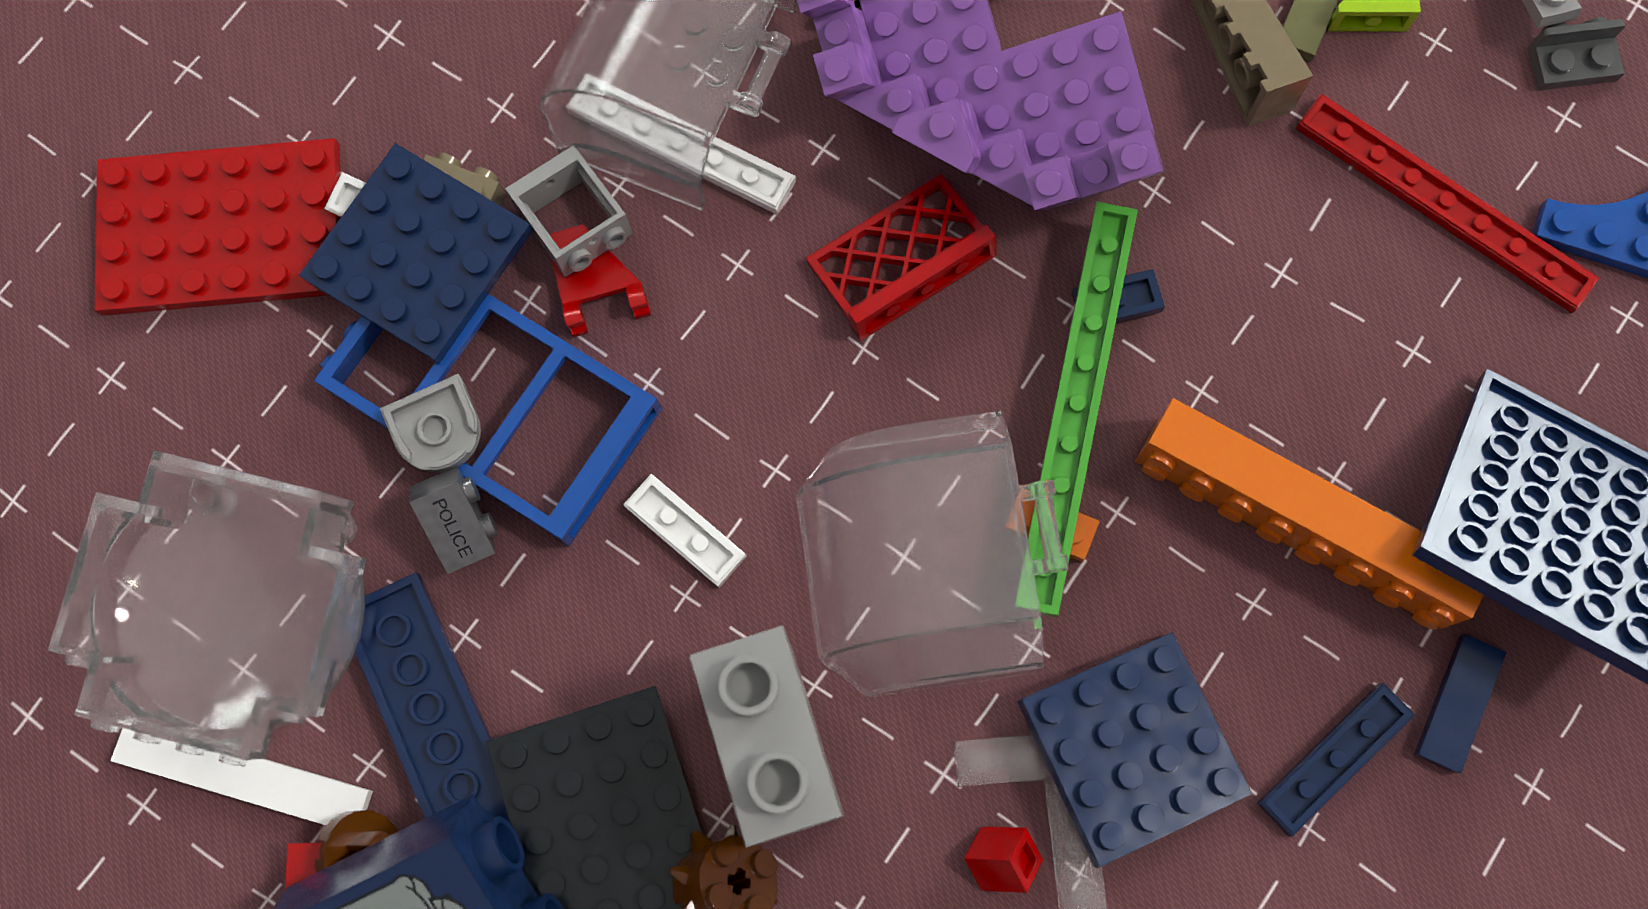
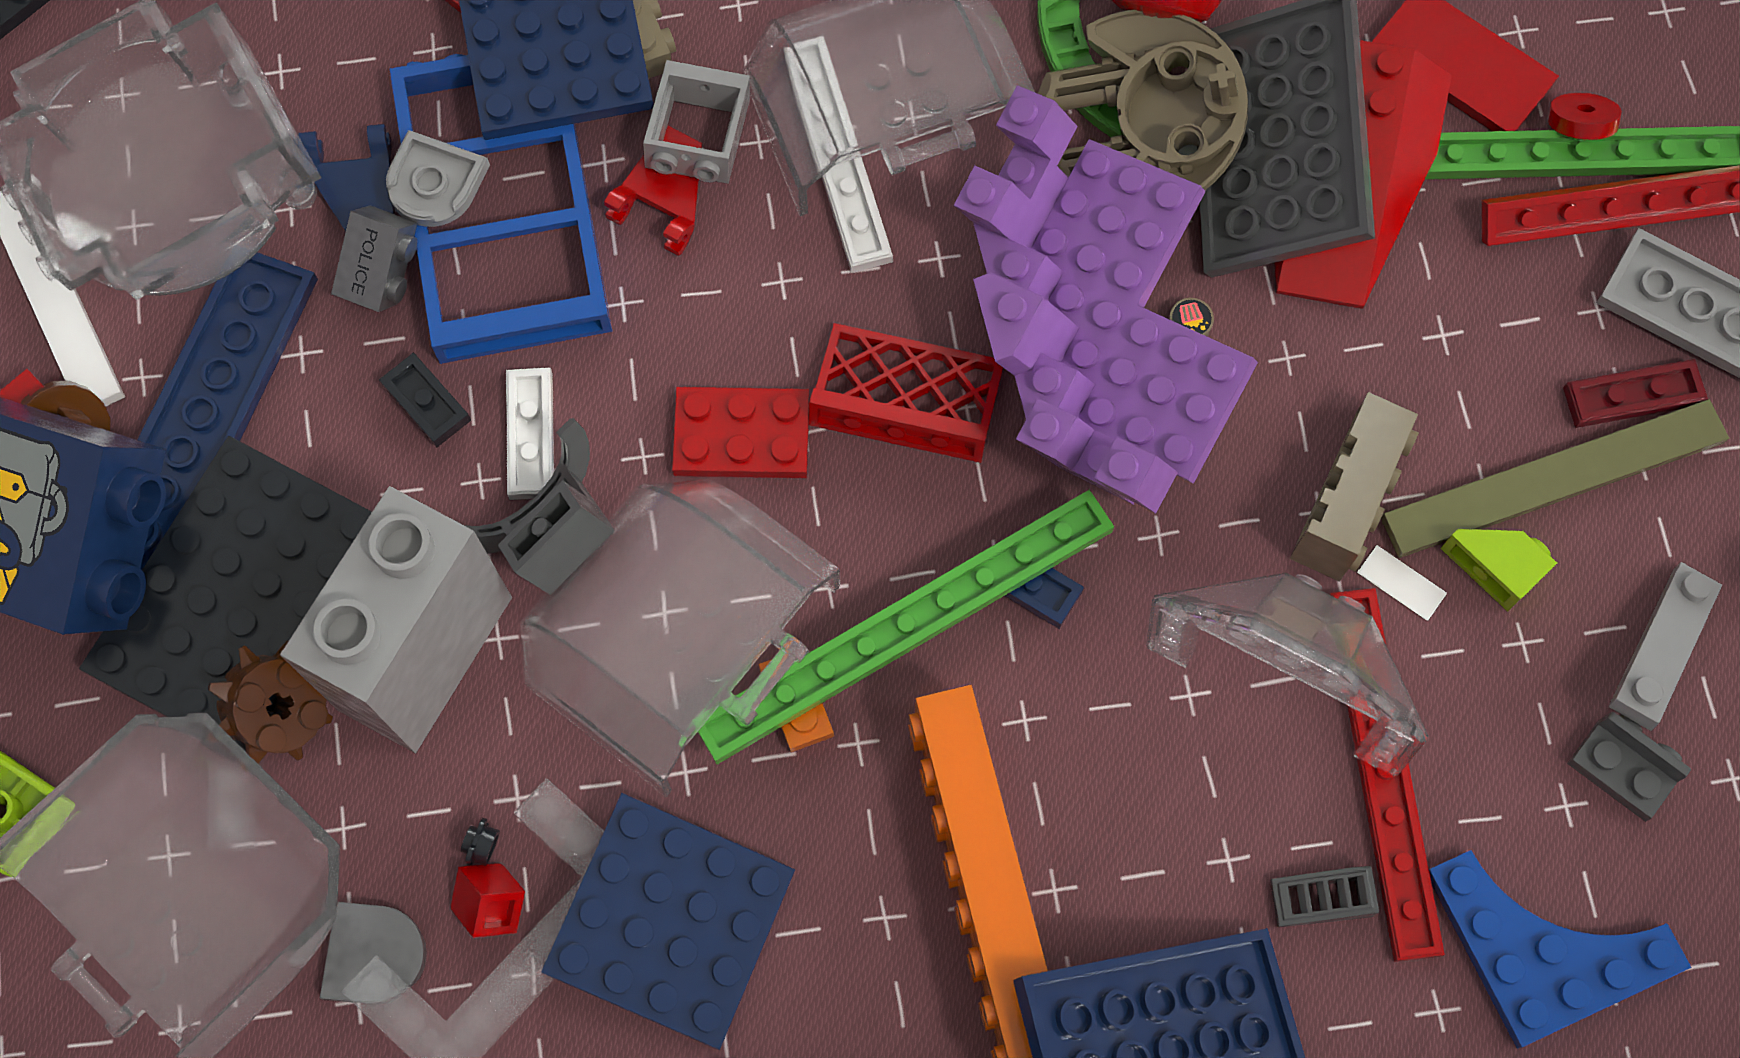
camera: 40 degrees right, 5 degrees down
(377, 483) = (355, 182): none -> dark blue flag
(590, 580) = (425, 399): none -> black plate
(778, 573) = (557, 526): none -> dark grey piece
(824, 389) = (741, 432): none -> red plate
(958, 828) = (480, 843): none -> black plate
(1026, 28) = (1193, 314): none -> tile
(1337, 74) = (1402, 582): none -> white sticker
(1355, 155) = (1308, 637): none -> clear windscreen
(1513, 292) = (1365, 888): none -> dark grey slope

